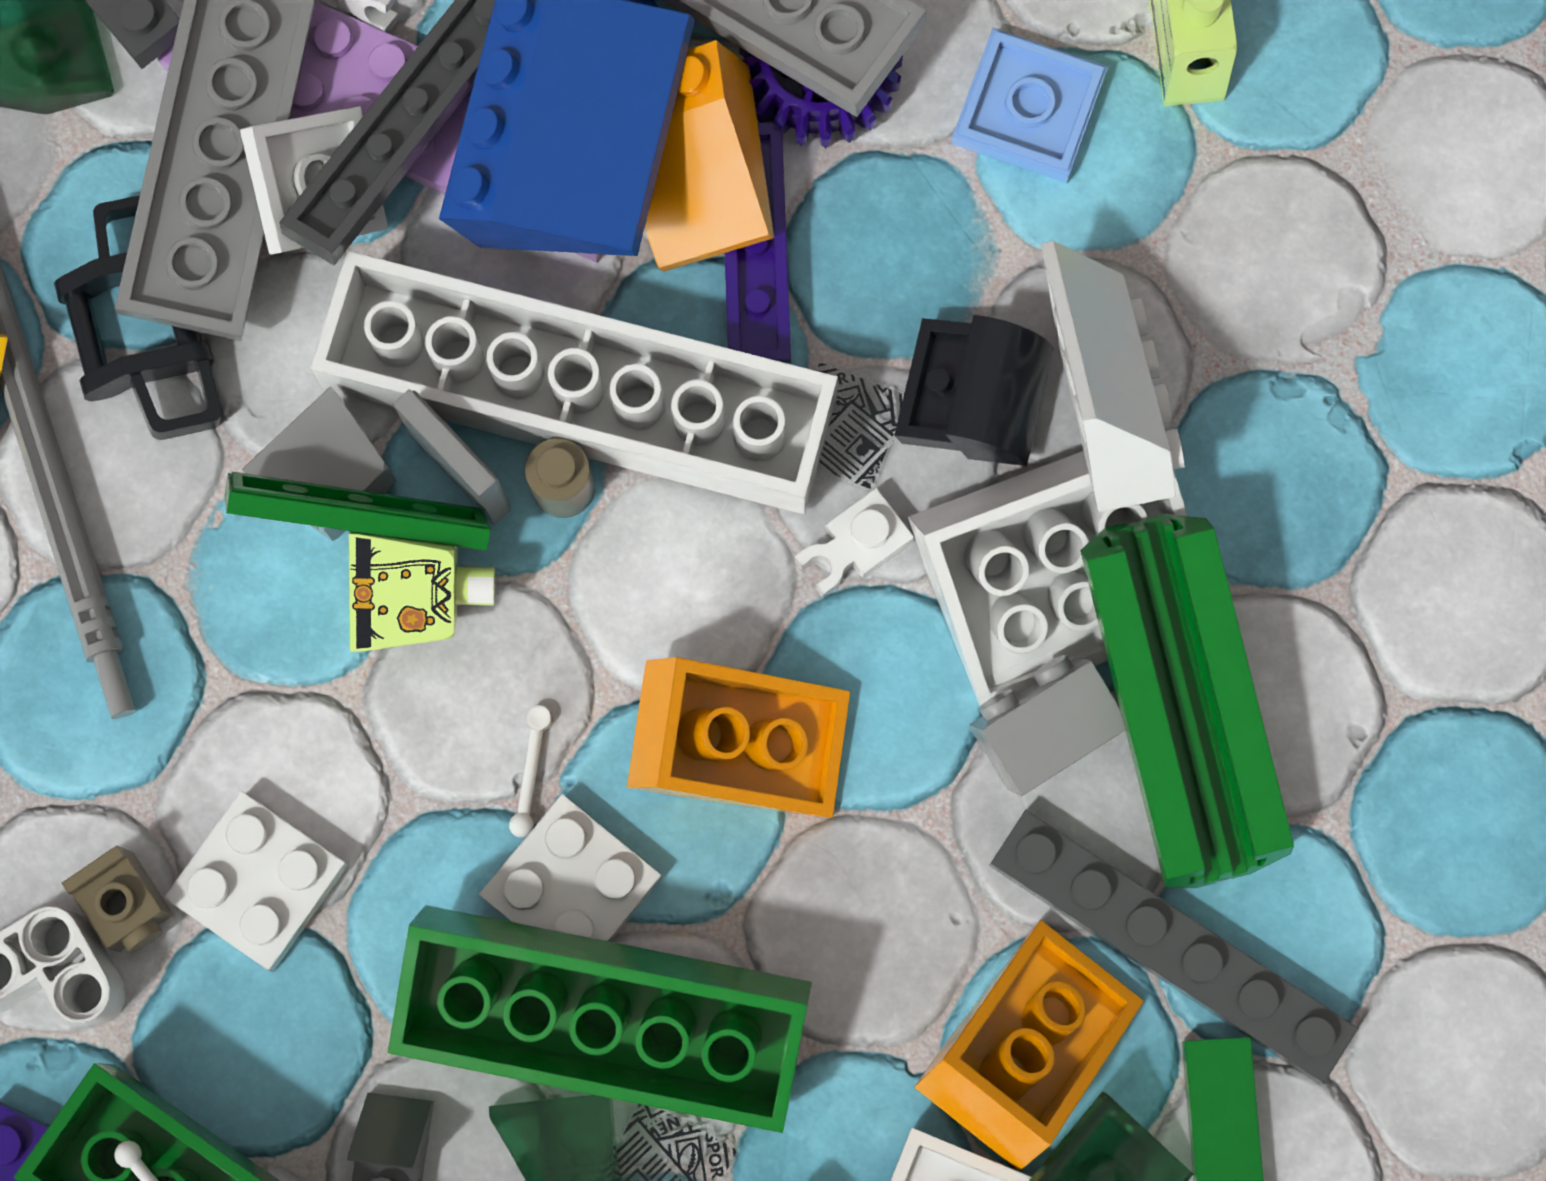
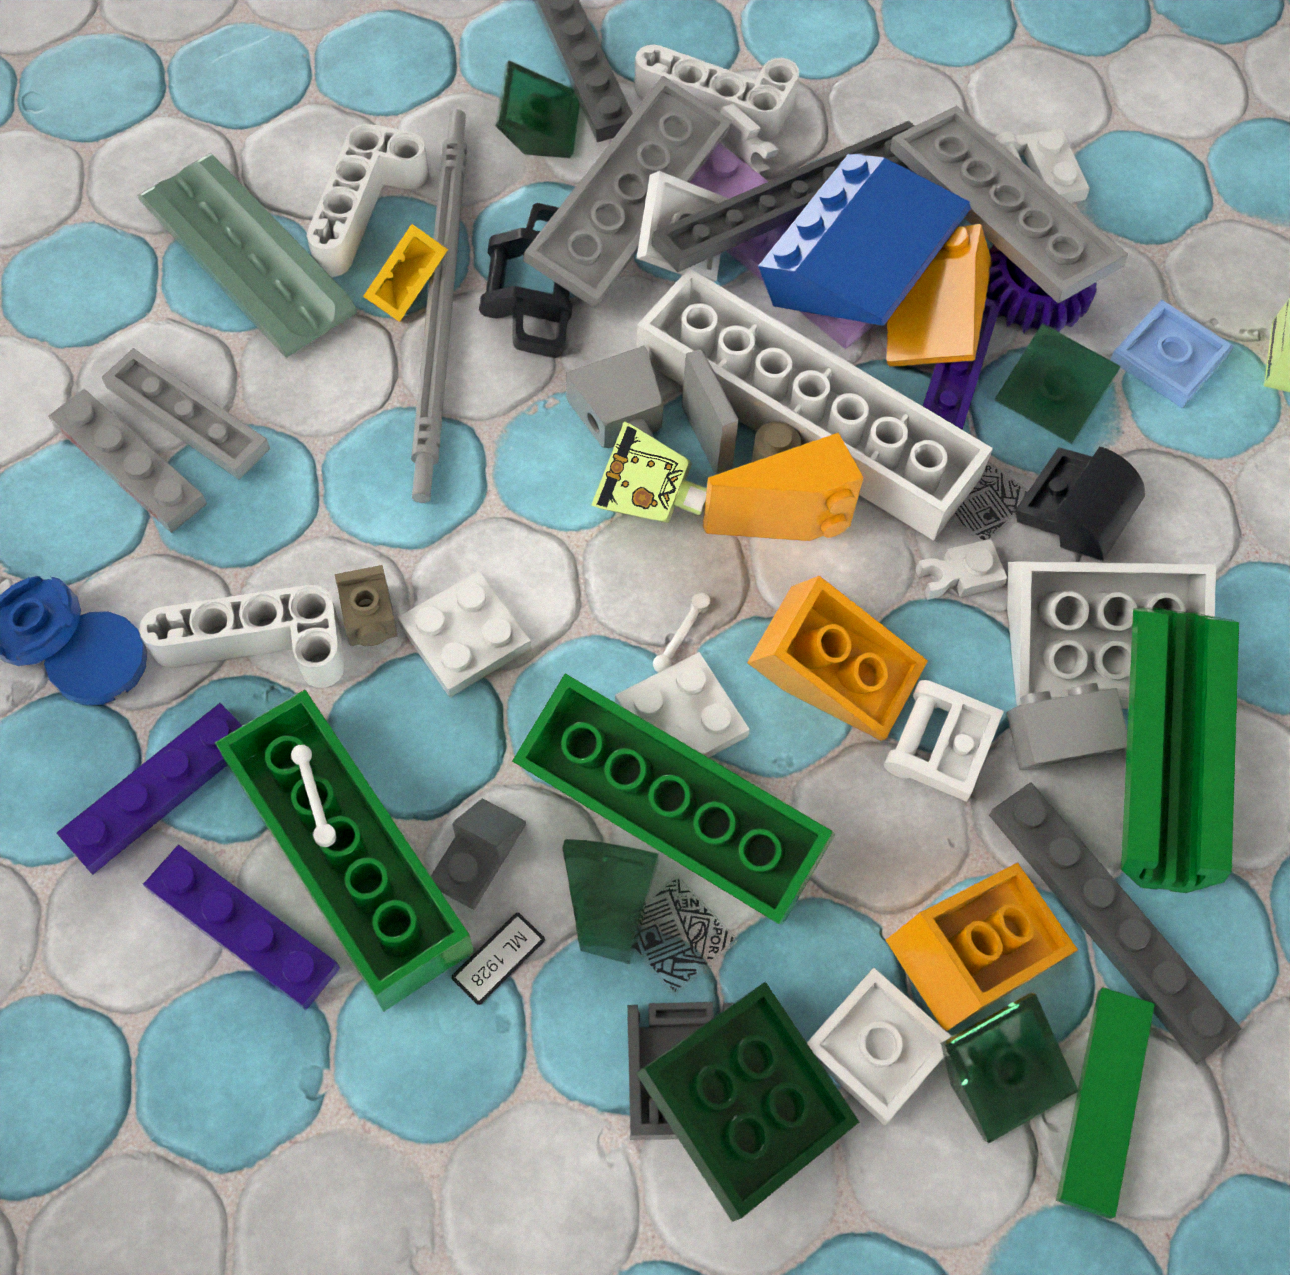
camera: 15 degrees right, 15 degrees down
(356, 510) = (633, 414): green tile -> none
(601, 538) = (787, 495): none -> light orange slope
(892, 221) = (1057, 383): none -> clear green slope
(924, 796) = (960, 744): none -> white plate
(1111, 381) = (1187, 512): white slope -> none

